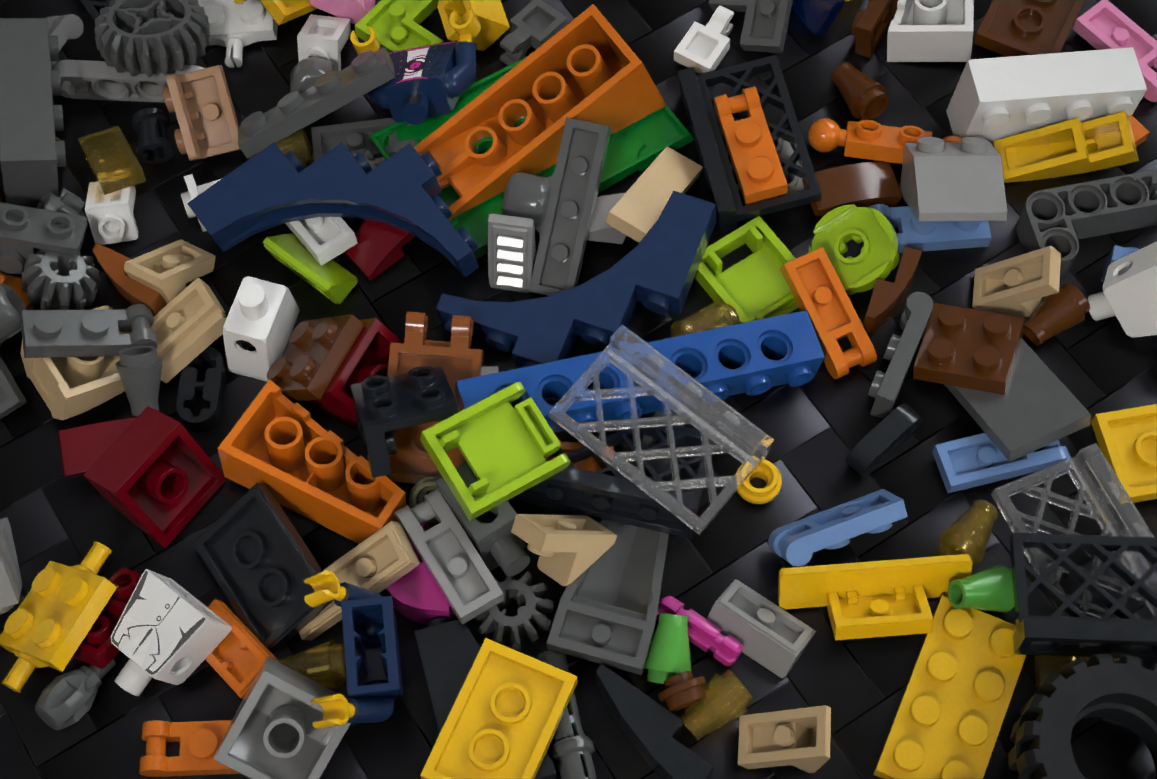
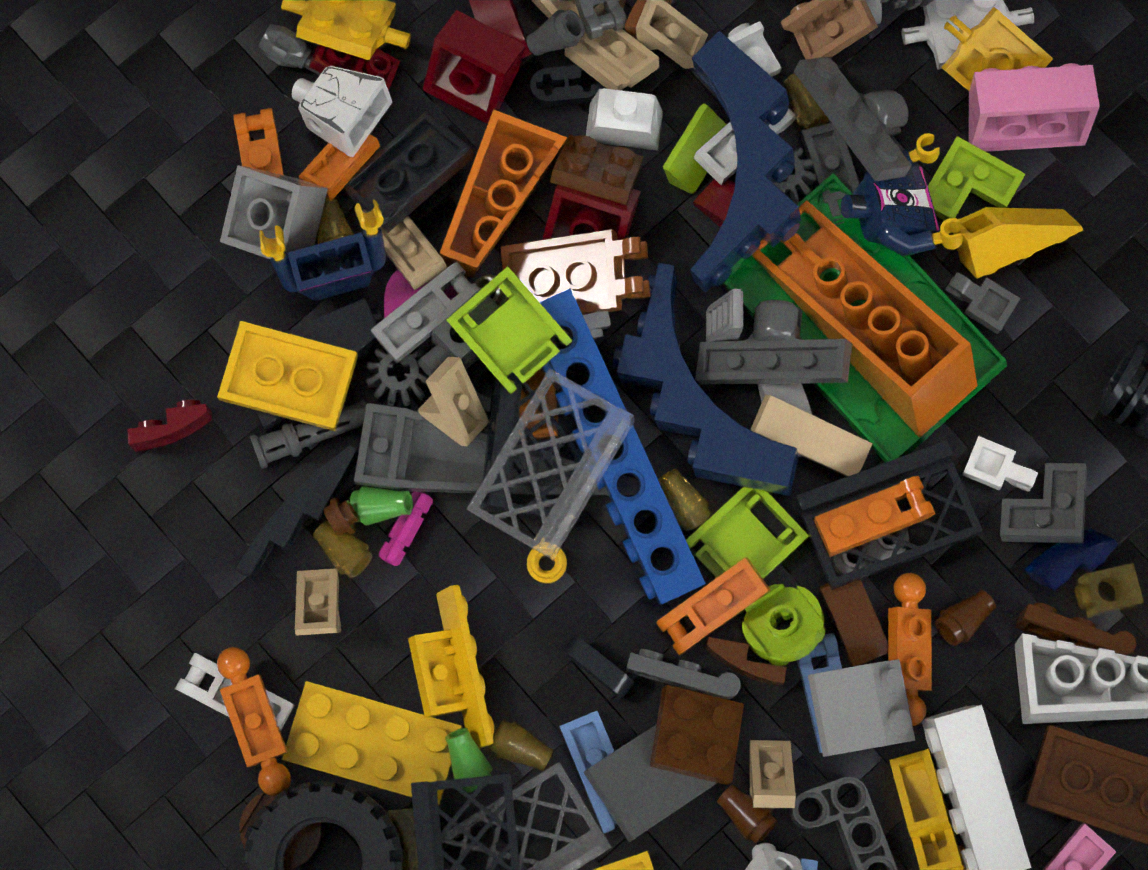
camera: 80 degrees right, 15 degrees up
(324, 38) = (937, 111): white bracket -> none
(395, 404) = (544, 248): black bracket -> none
(765, 629) = (417, 579): light grey slope -> none
(836, 526) = (509, 630): medium blue plate -> none

